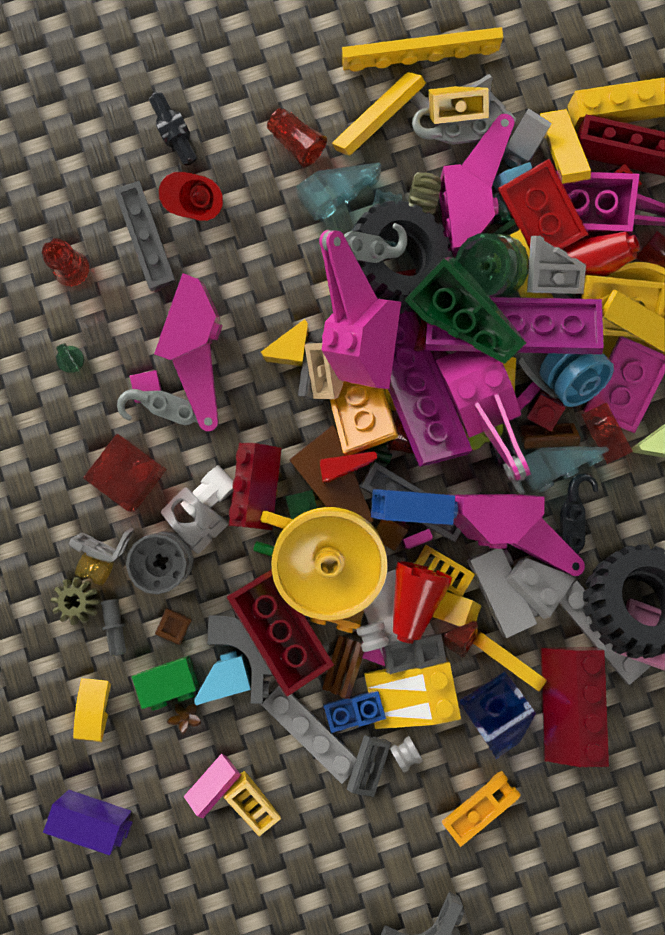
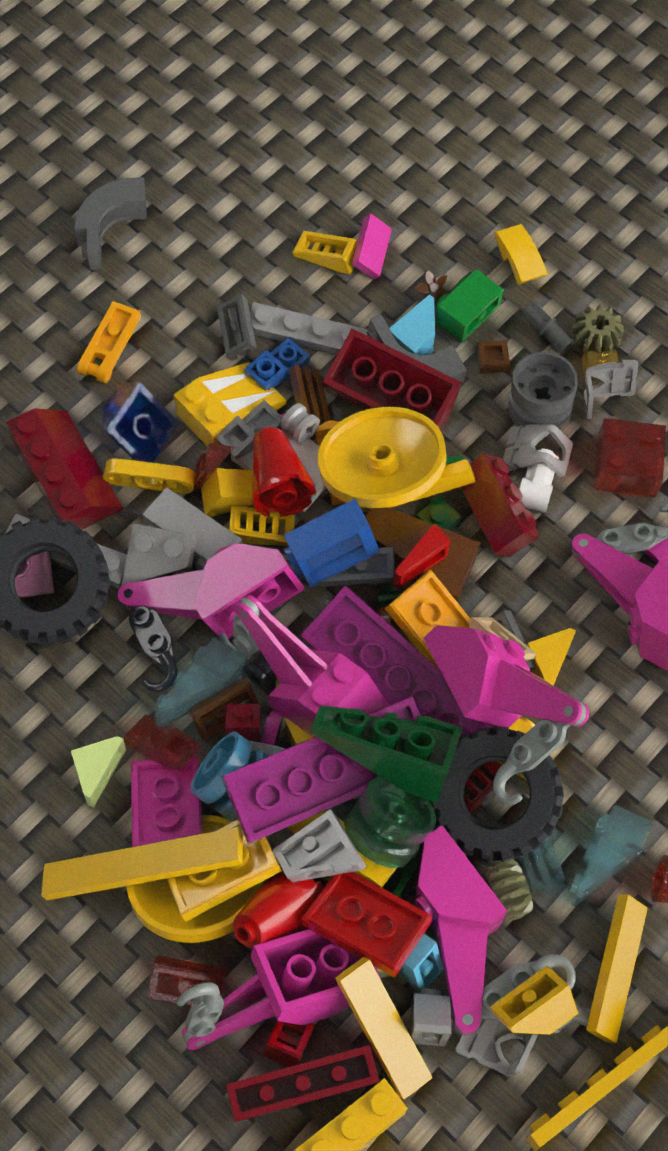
camera: 145 degrees right, 20 degrees down
(88, 822) = (462, 166): dark purple brick -> none
(406, 754) = (206, 351): light grey wheel -> none

